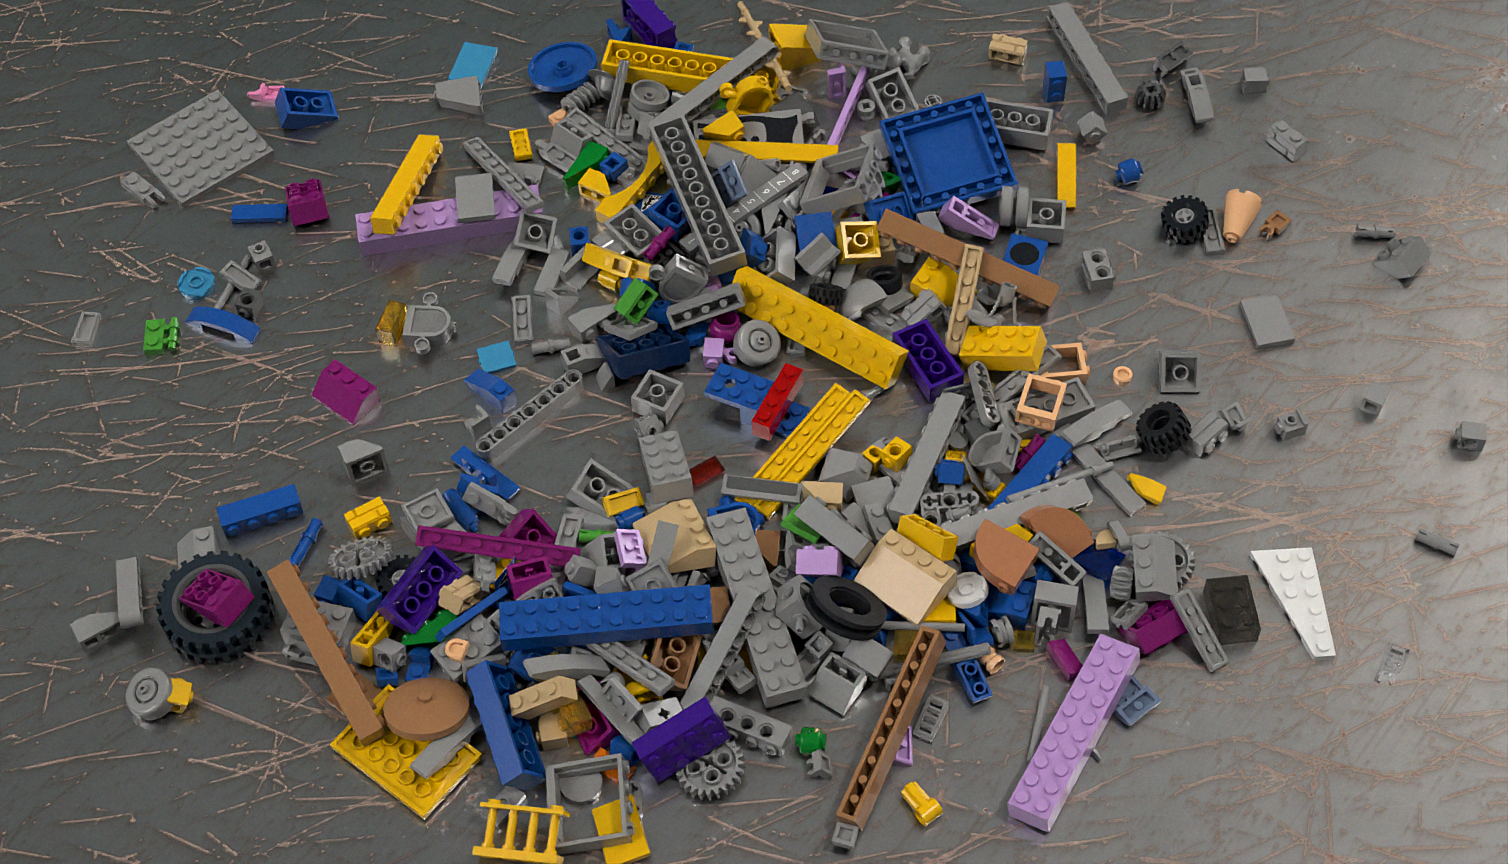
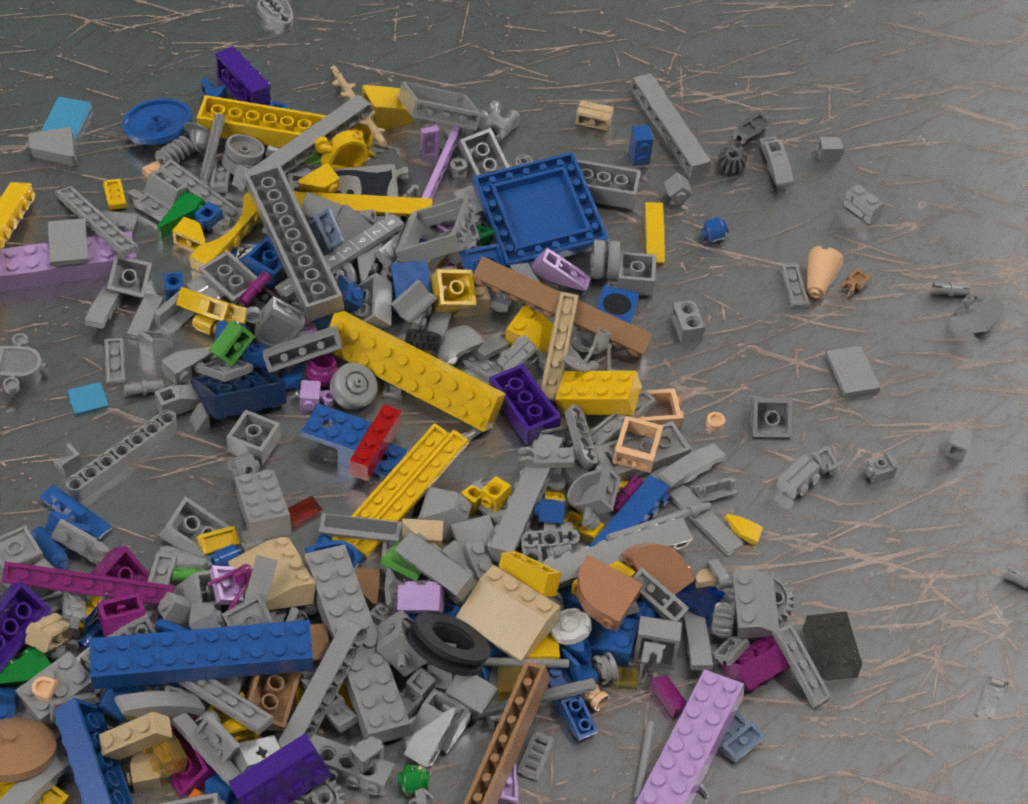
camera: 10 degrees left, 5 degrees down
(471, 613) = (58, 652): blue tile -> none
(492, 389) = (84, 430): blue slope -> none
(643, 539) = (241, 576): none -> magenta plant
(765, 715) = (366, 753): none -> light grey brick
(826, 703) = (428, 741): none -> light grey slope
(889, 273) = (483, 324): black tyre -> none
(947, 417) = (546, 457): none -> light grey hinge
(974, 476) = (574, 515): light grey sticker -> none
(1163, 428) = (758, 470): black tyre -> none
(1185, 219) = (770, 265): black wheel -> none
(1297, 589) = (896, 630): white wing -> none

